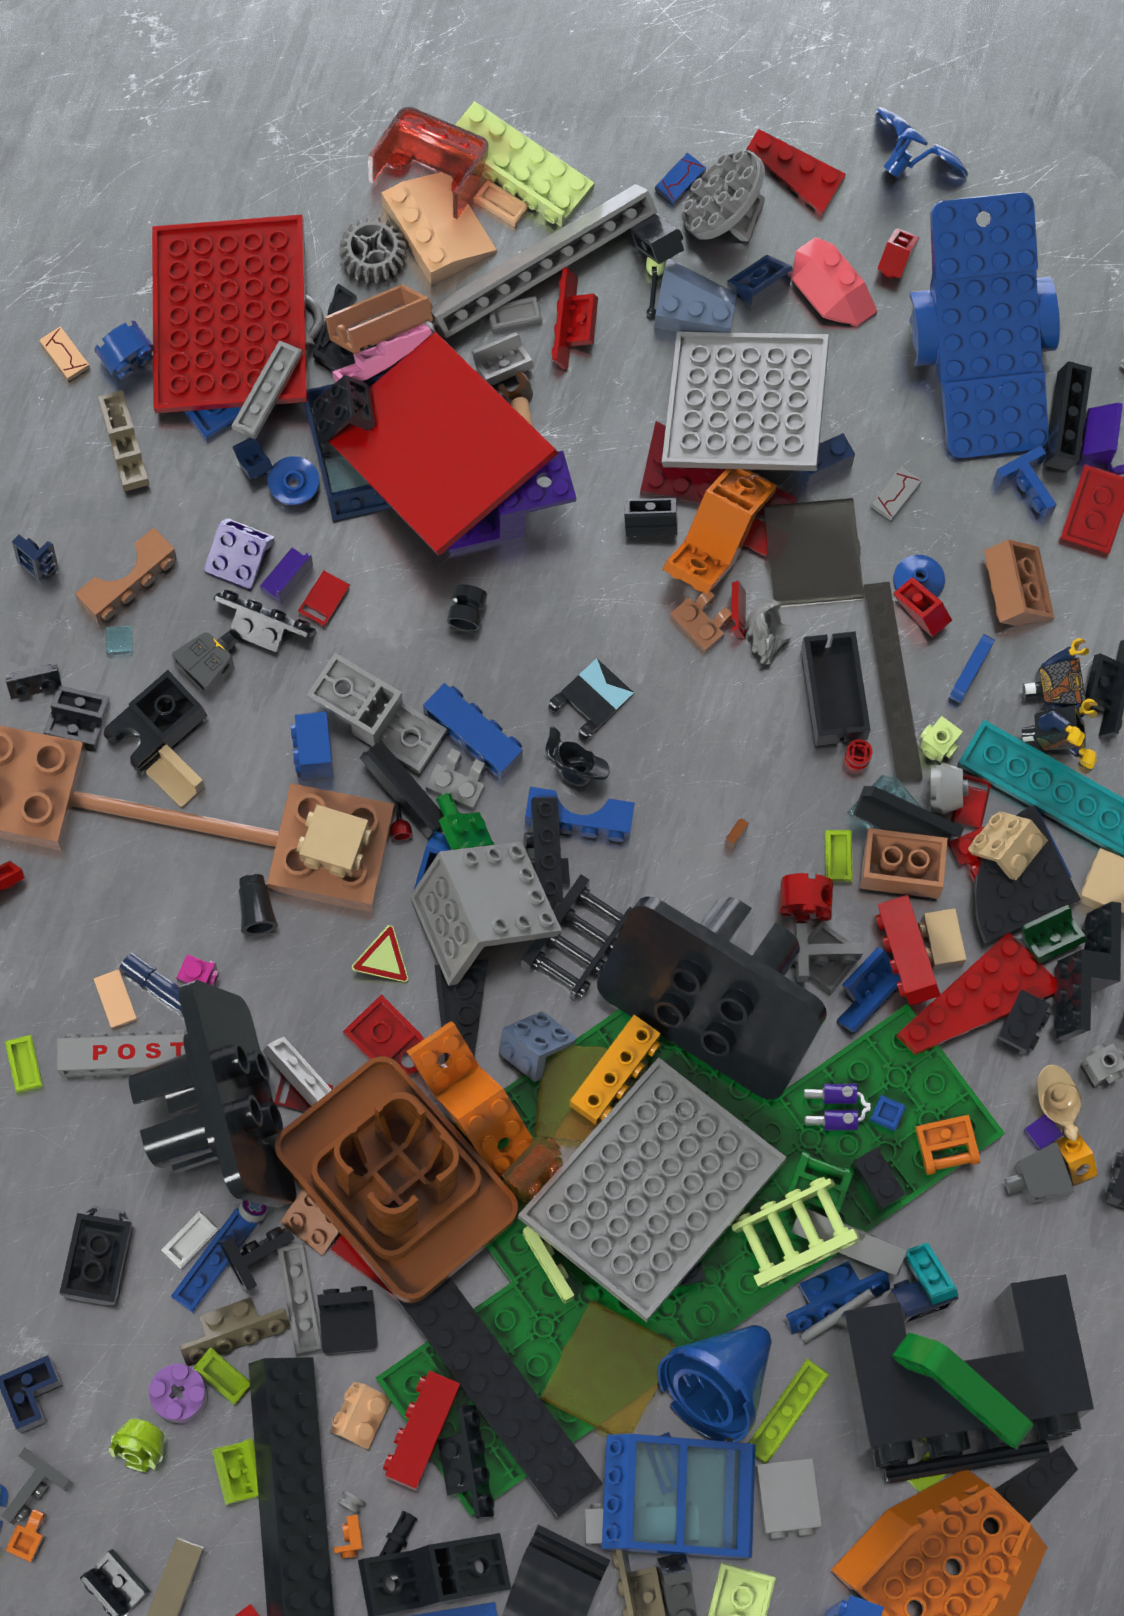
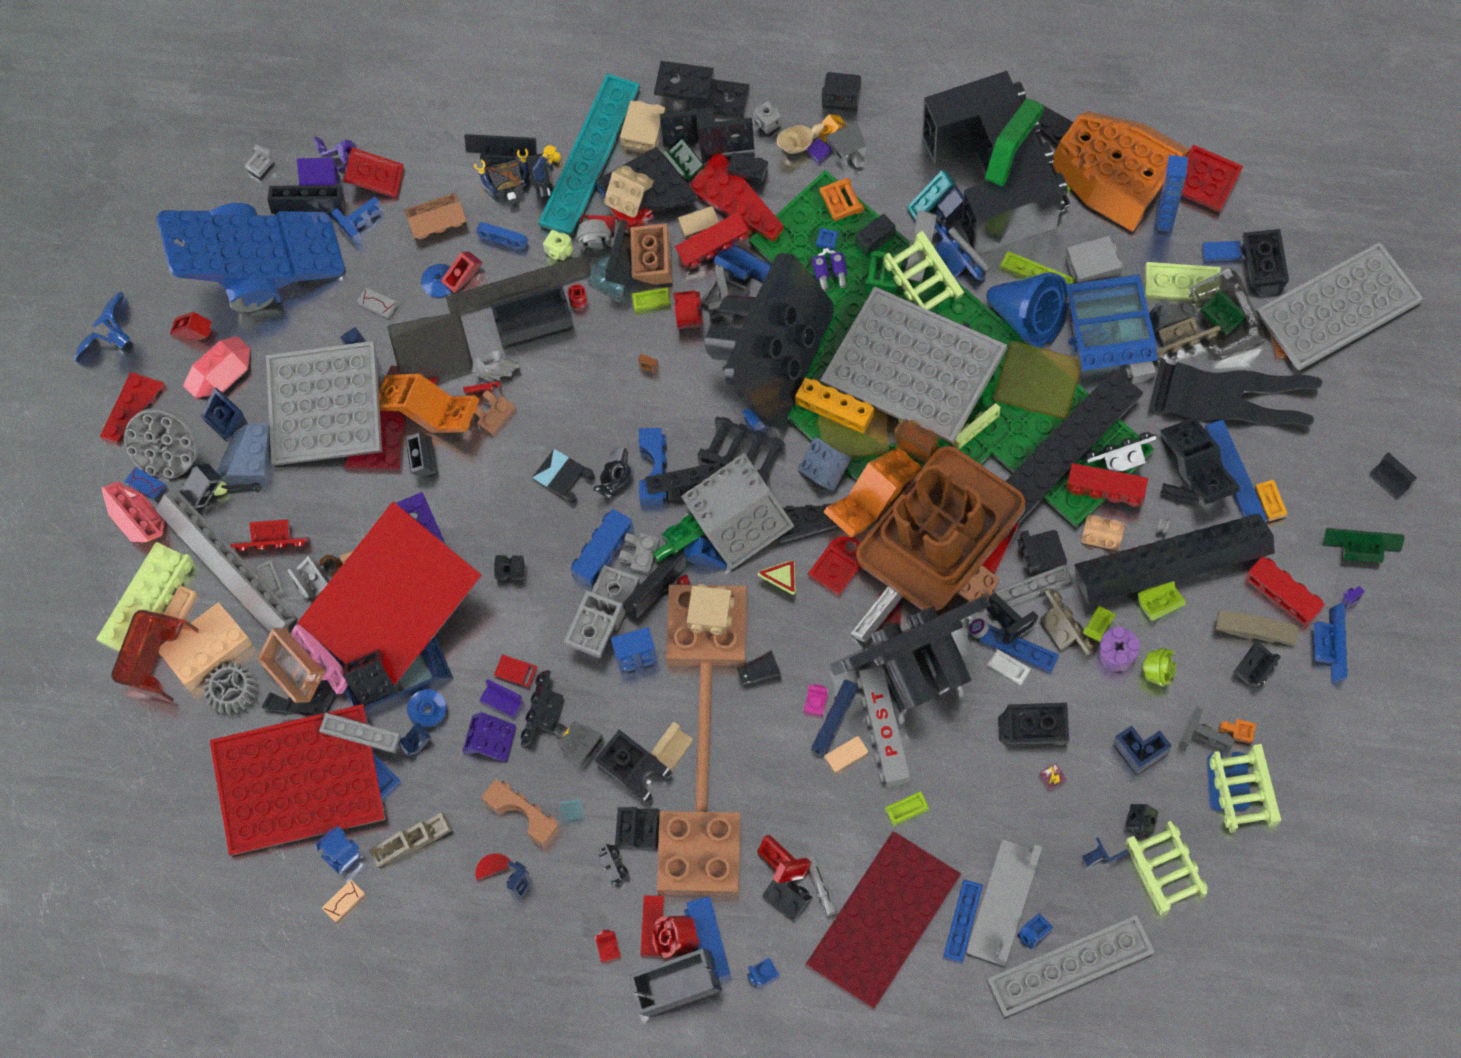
camera: 90 degrees left, 5 degrees down
(22, 1266) = (1052, 777): none -> tile
(69, 535) = (491, 865): none -> red tile
(351, 1532) = (1184, 519): orange bracket -> none
(636, 158) = (132, 513): none -> coral wedge

